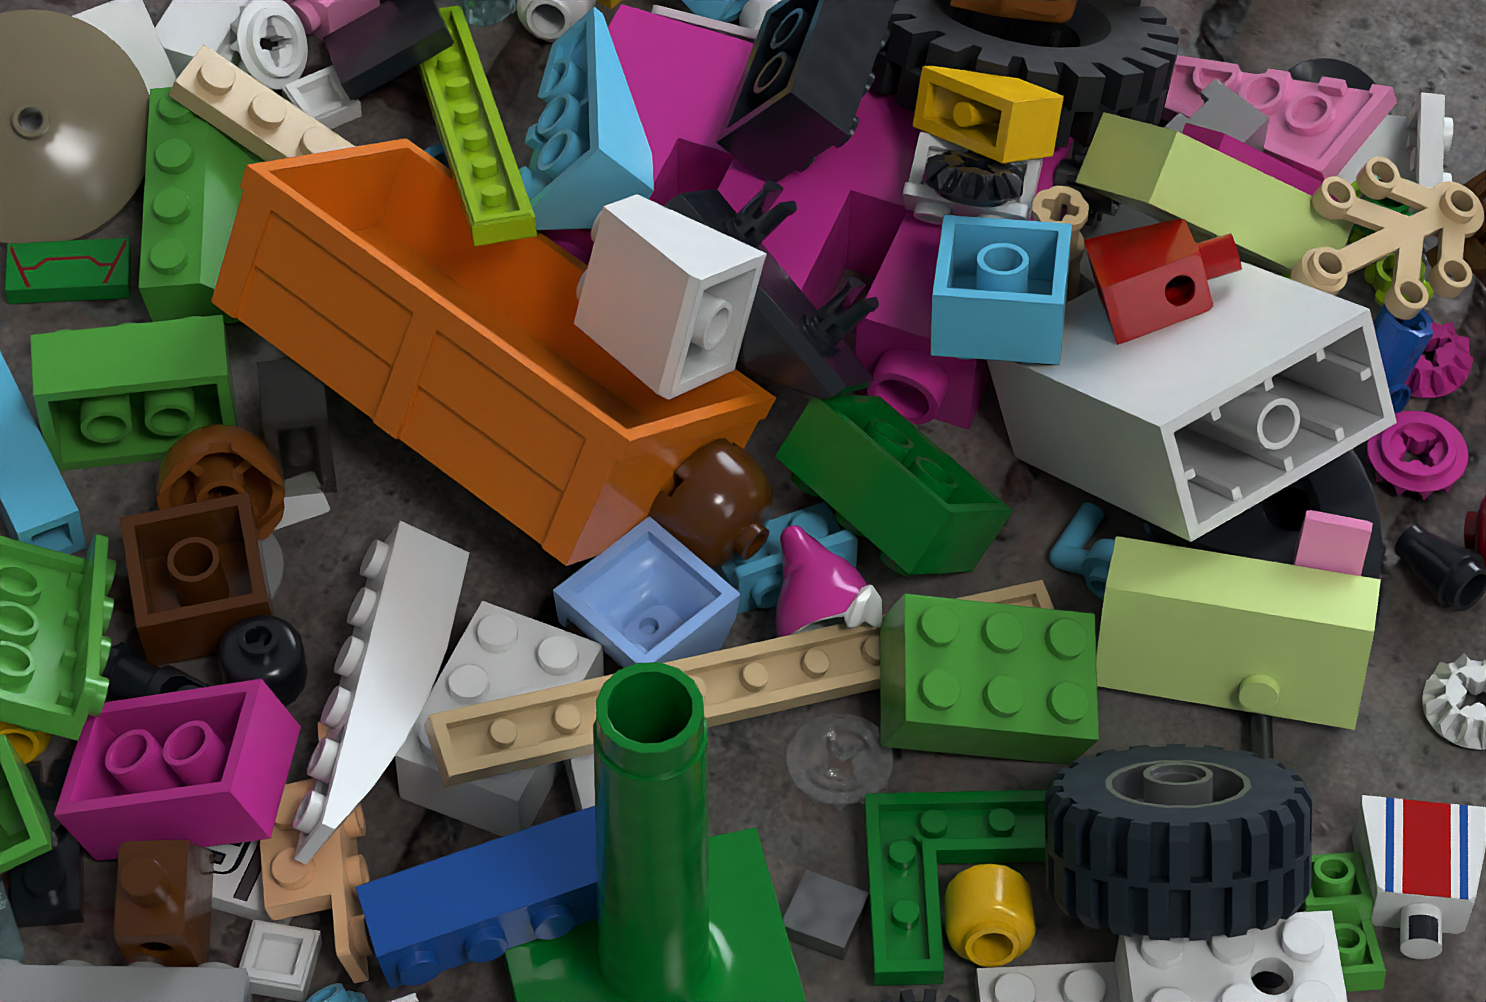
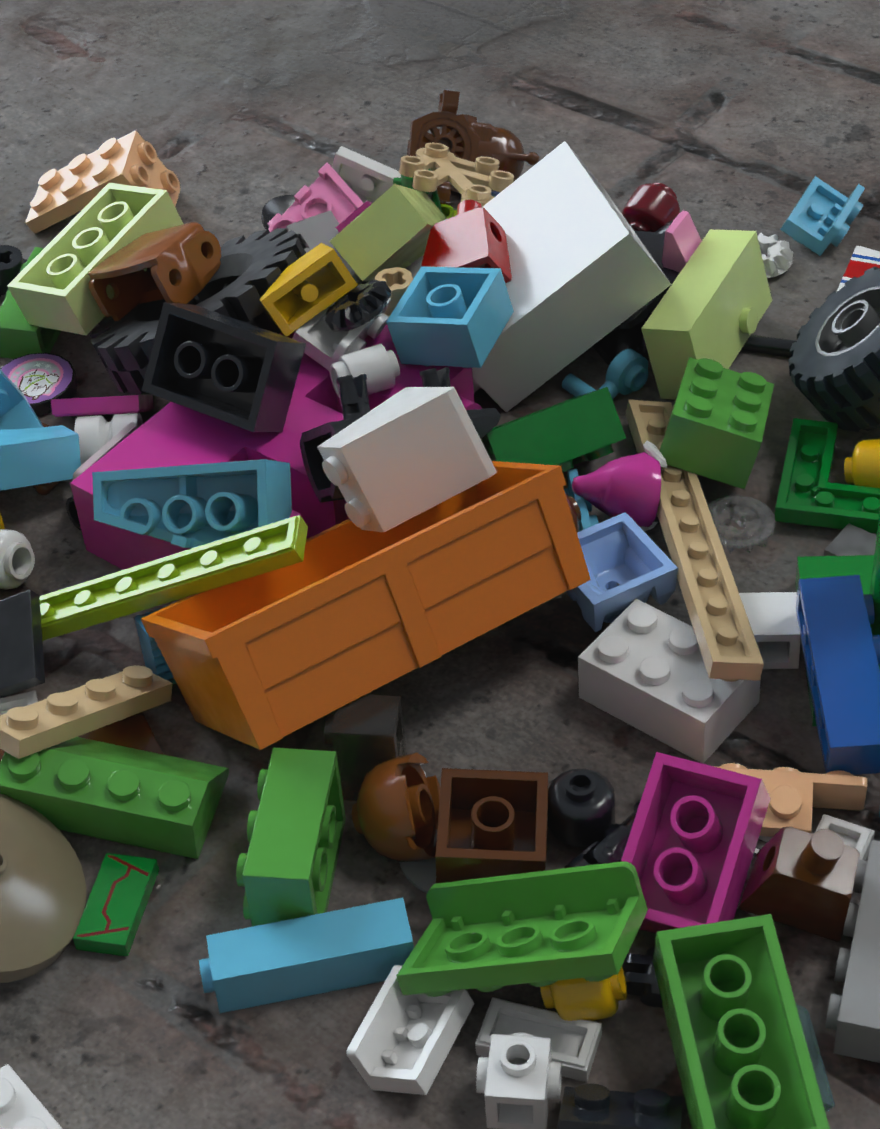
camera: 70 degrees left, 10 degrees down
(386, 674) = (640, 723): white slope -> none
(883, 231) = (374, 361): none -> white brick

